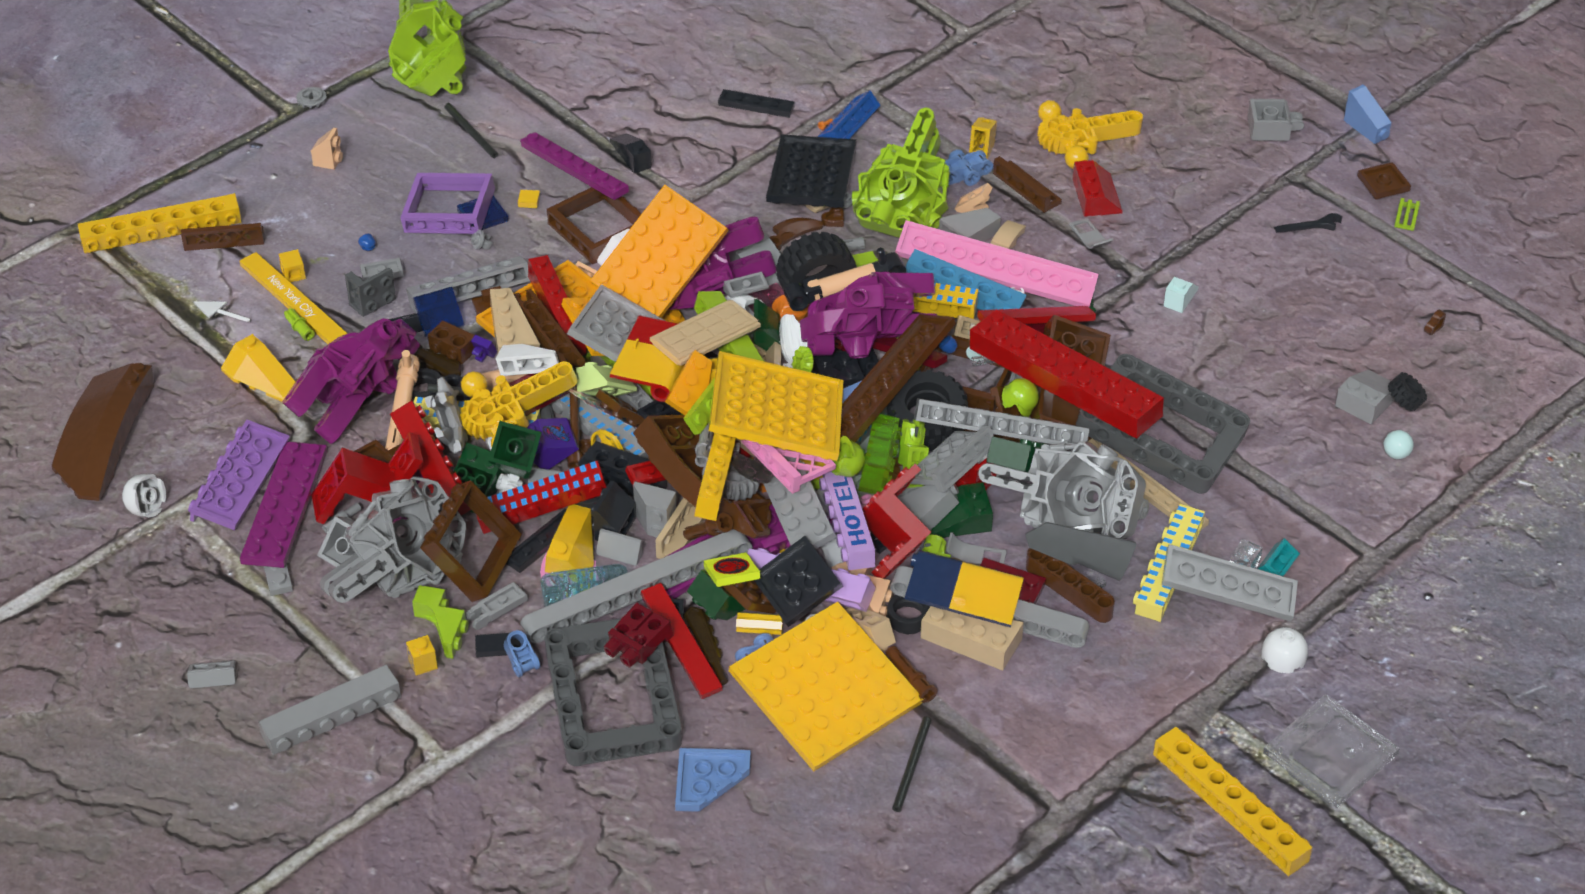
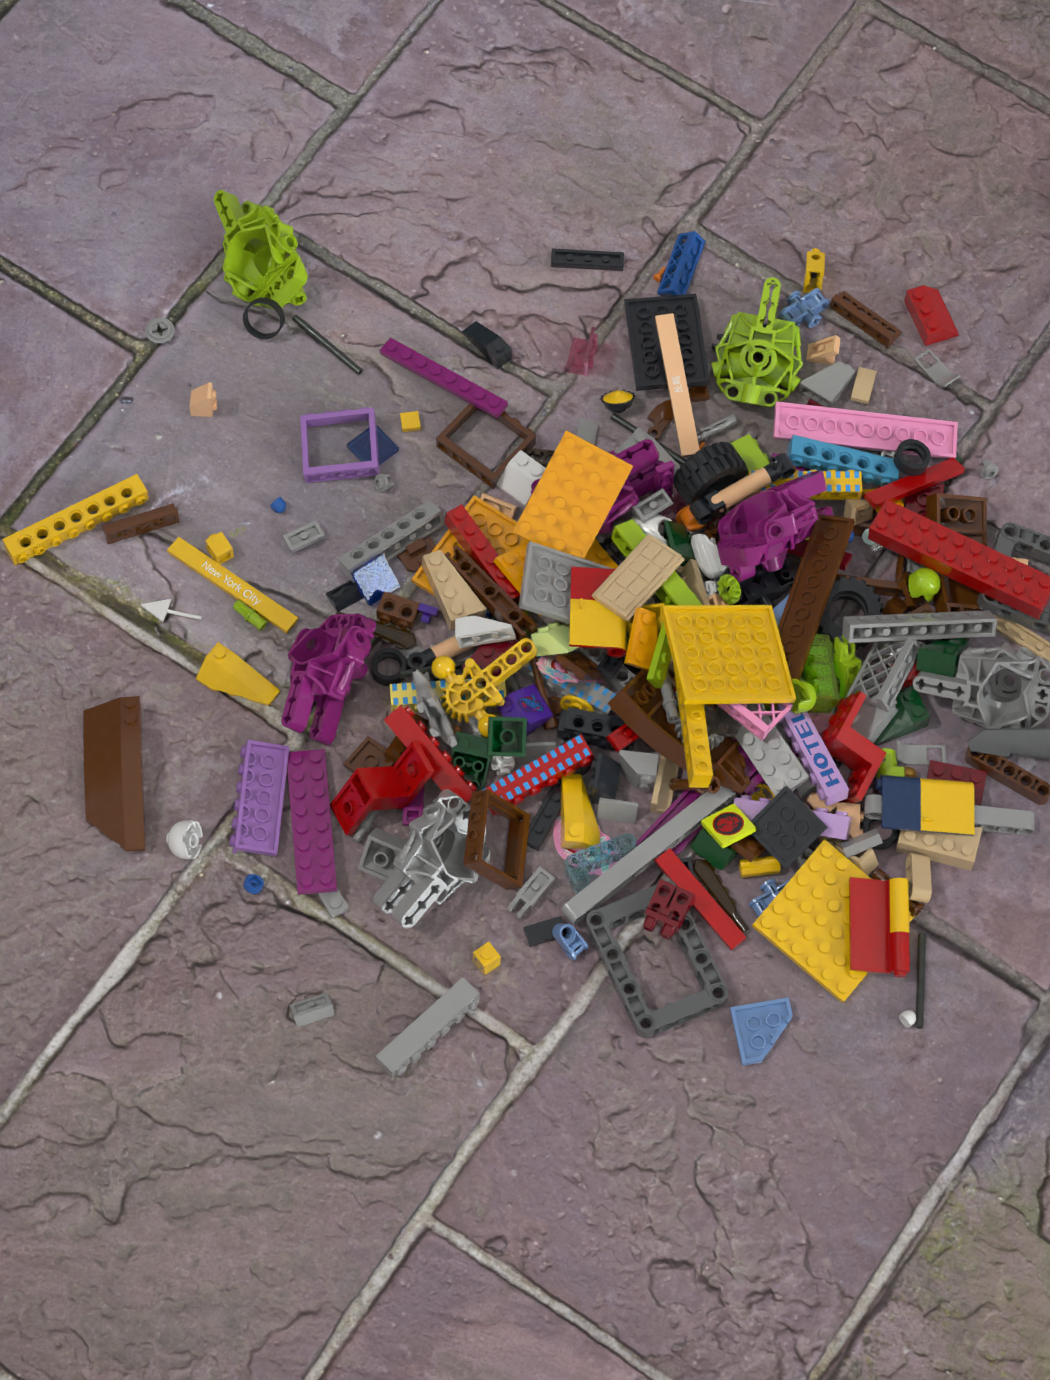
camera: 15 degrees left, 20 degrees up
(199, 548) = (253, 884): none -> blue tile
(372, 293) = (301, 576): dark grey bracket -> none
(406, 378) = (377, 666): light nougat cylinder -> none
(430, 96) = (255, 333): none -> black tyre
(450, 622) = (497, 919): lime arch -> none
(724, 168) = (582, 354): none -> clear pink bracket
(745, 208) = (618, 400): none -> piece
(766, 263) = (664, 477): none -> magenta tile
(808, 185) = (677, 384): none -> light nougat tile
(875, 695) = (879, 926): none -> red door
(878, 611) = (861, 843): none -> light grey slope
(884, 796) = (907, 1018): none -> white hinge
(936, 659) = (919, 876): none -> tan beam
(1035, 299) = (917, 447): none -> black tyre
(1077, 132) = (874, 250): yellow piece -> none
(1122, 320) = (989, 470): none -> light grey plate
(1179, 294) = (1032, 428): light aqua slope -> none

